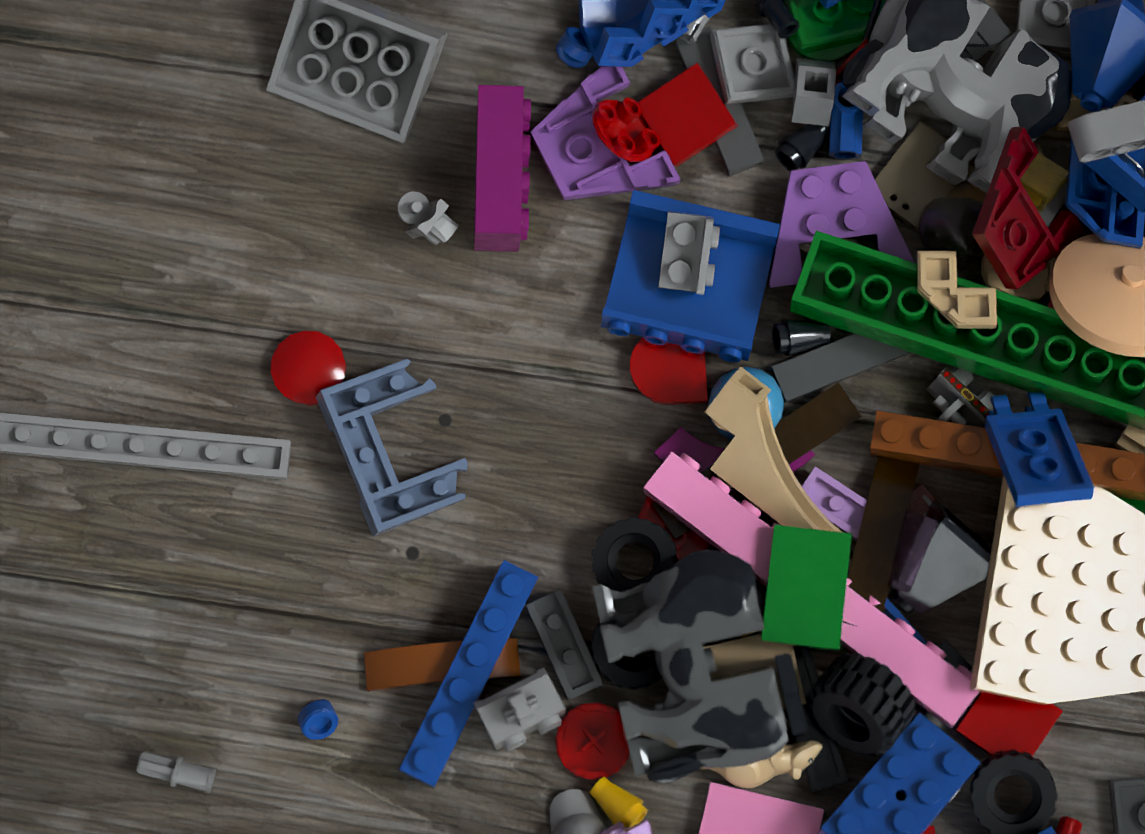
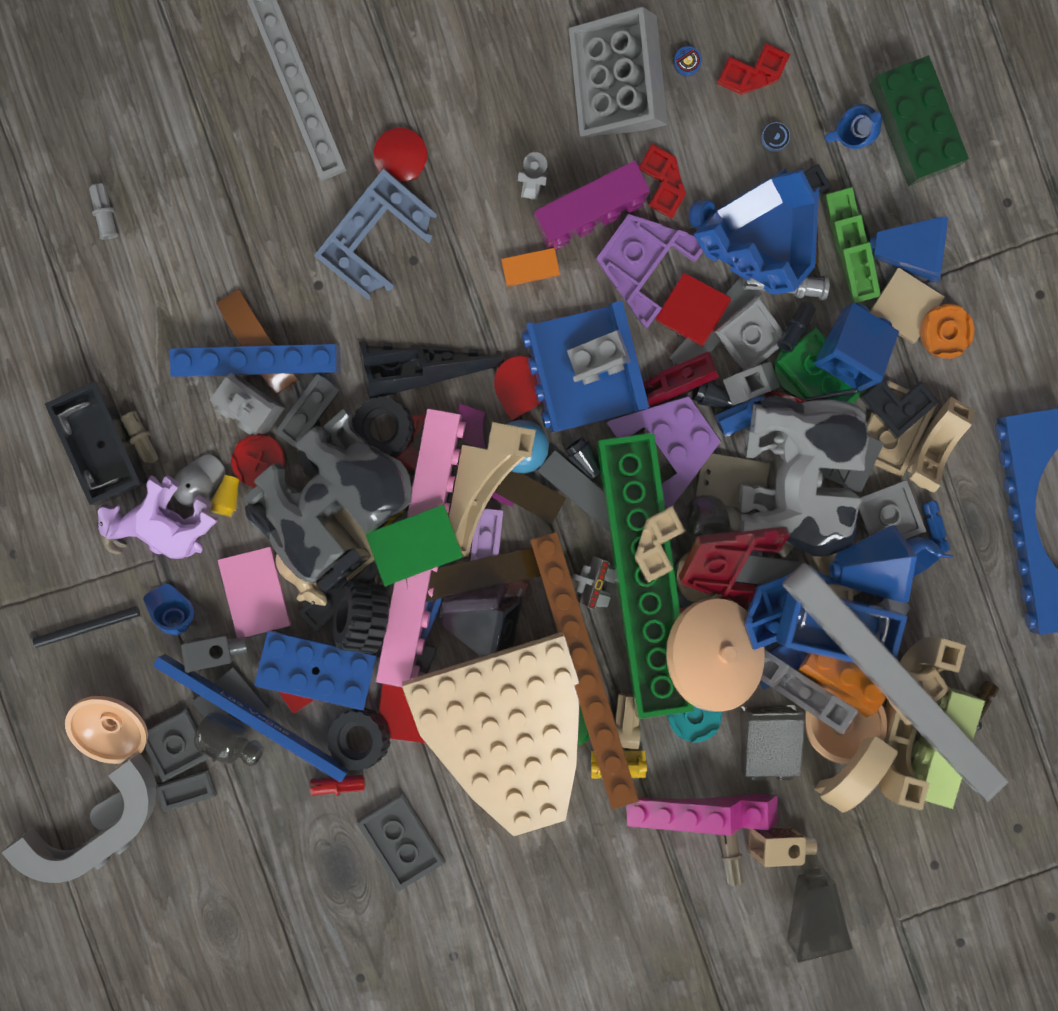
camera: 65 degrees right, 10 degrees up
(318, 719) = (180, 281): blue tile -> none
(527, 69) = (664, 168): none -> red tile
(530, 282) = (530, 267): none -> orange tile
(572, 506) = (401, 369): none -> black wedge
(624, 129) = (660, 273): red dish -> none
(764, 169) = (680, 378): none -> dark red hinge
(1037, 453) = (575, 650): blue tile -> none
(1043, 181) = (765, 563): clear yellow piece -> none

